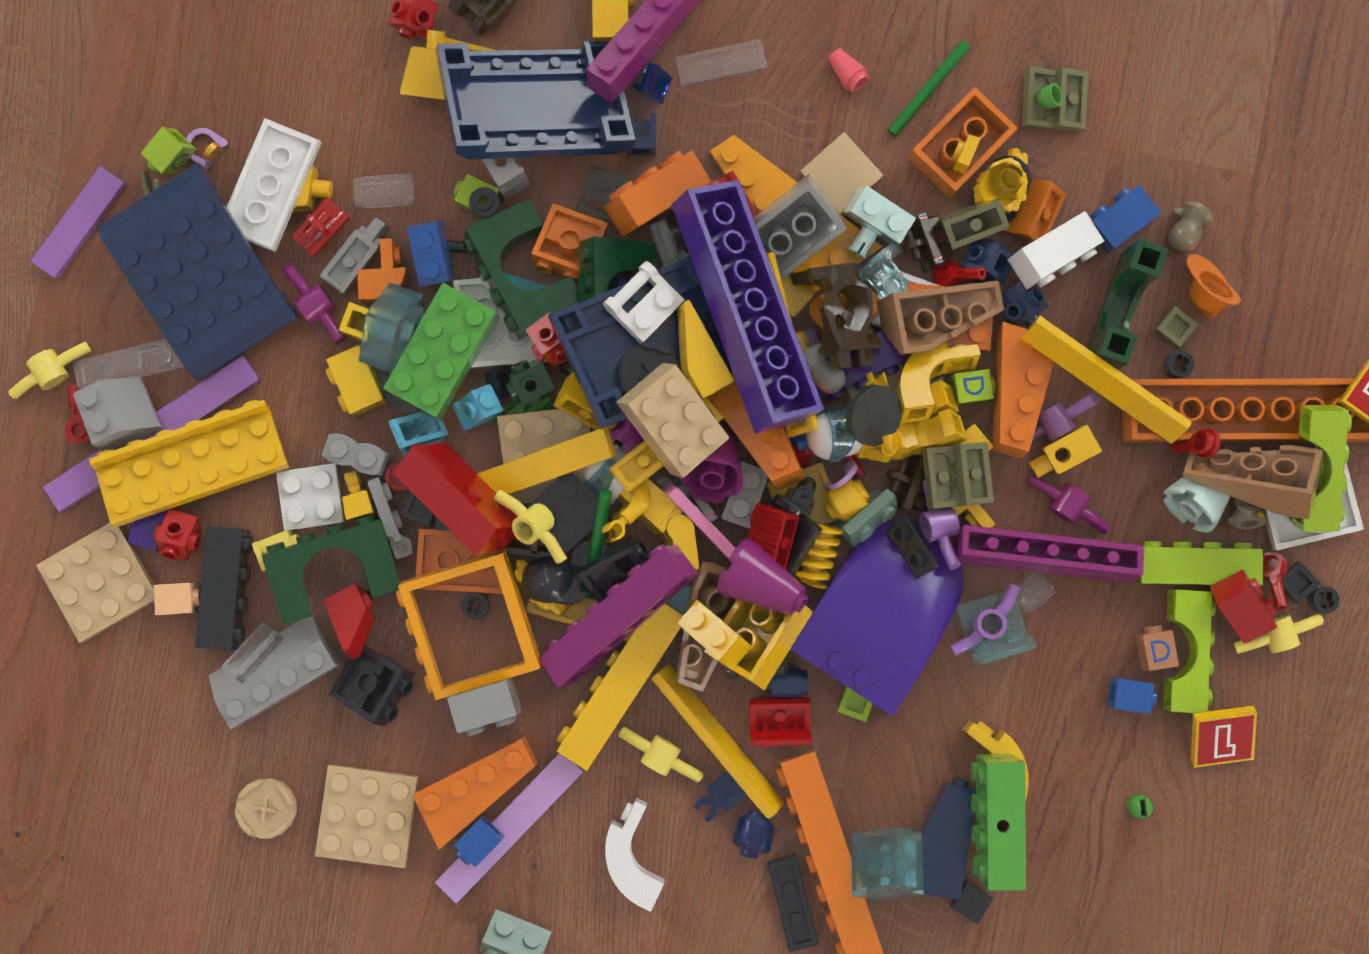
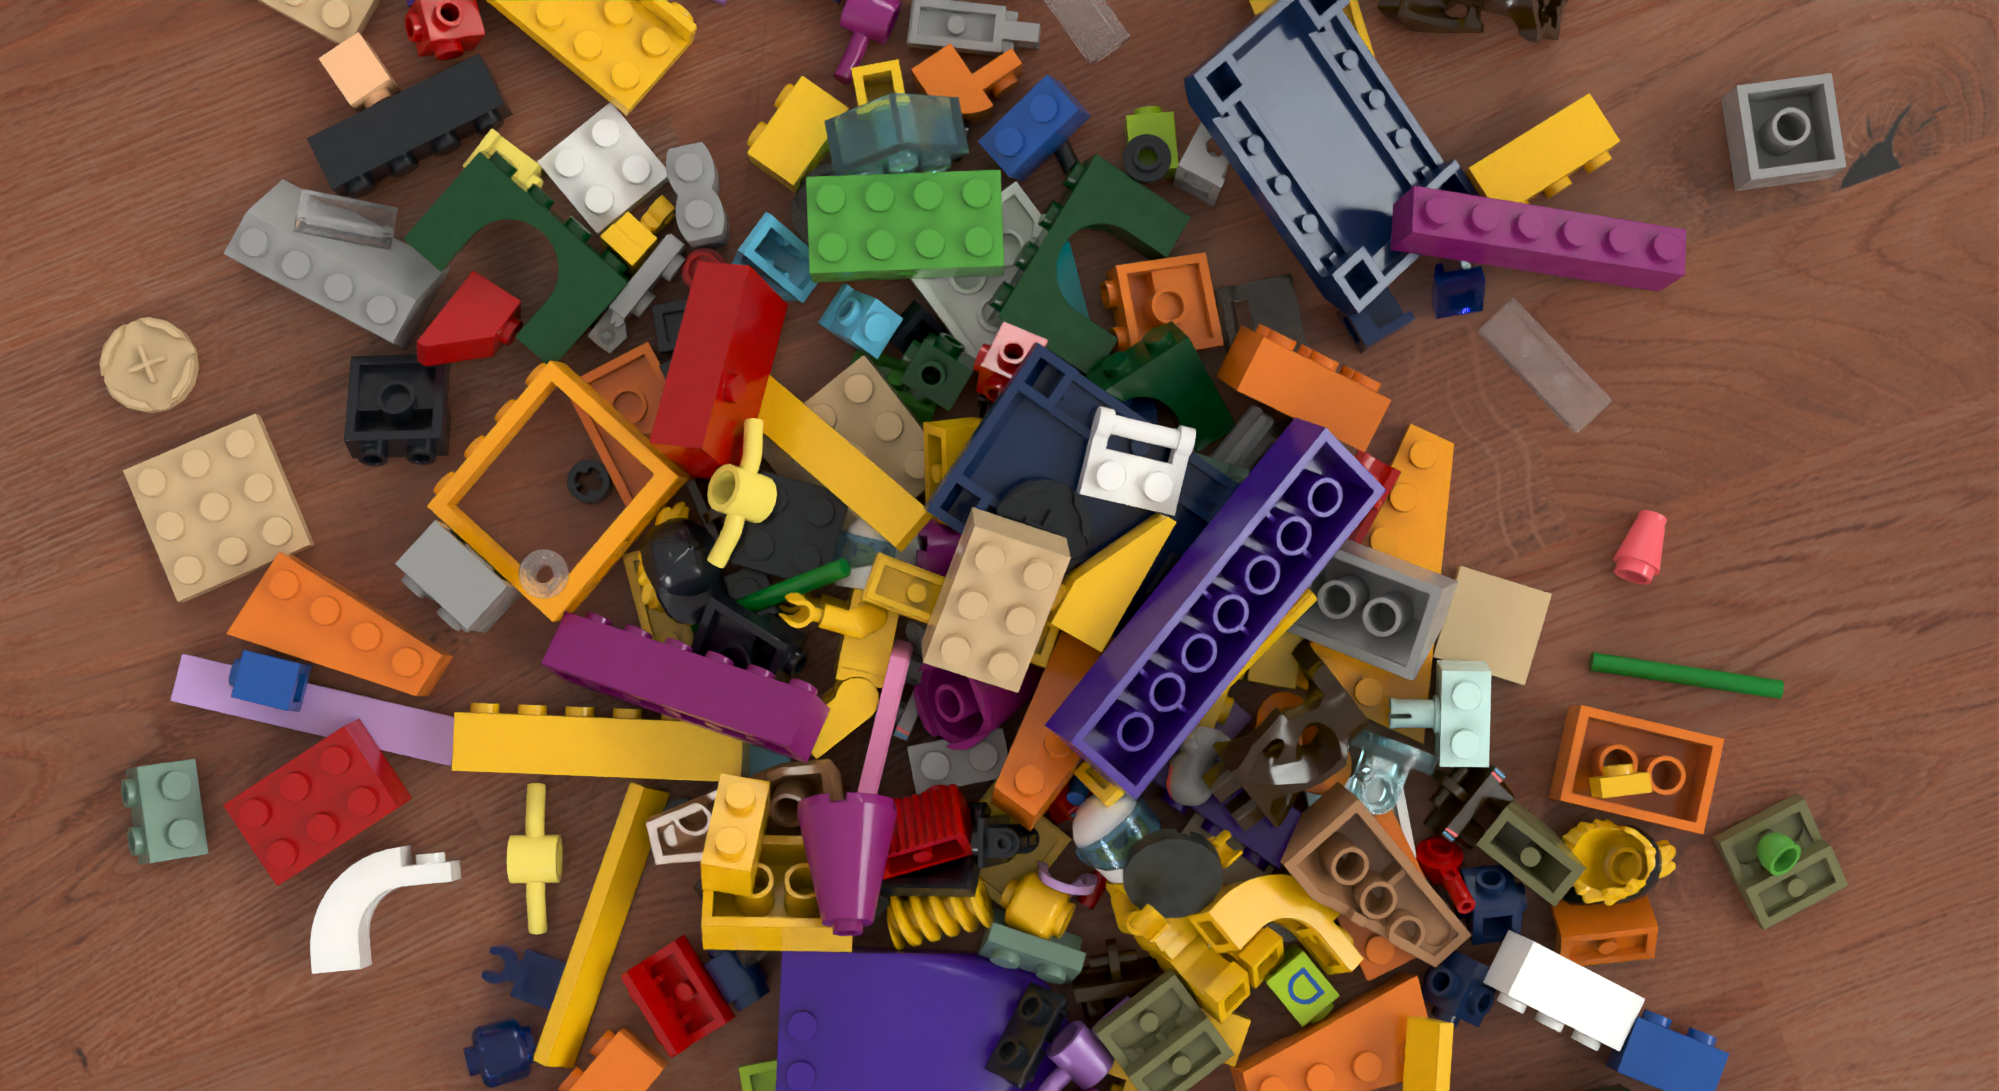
camera: 55 degrees right, 0 degrees up
(501, 657) = (530, 567): none -> clear plate
(560, 854) = (317, 801): none -> red brick

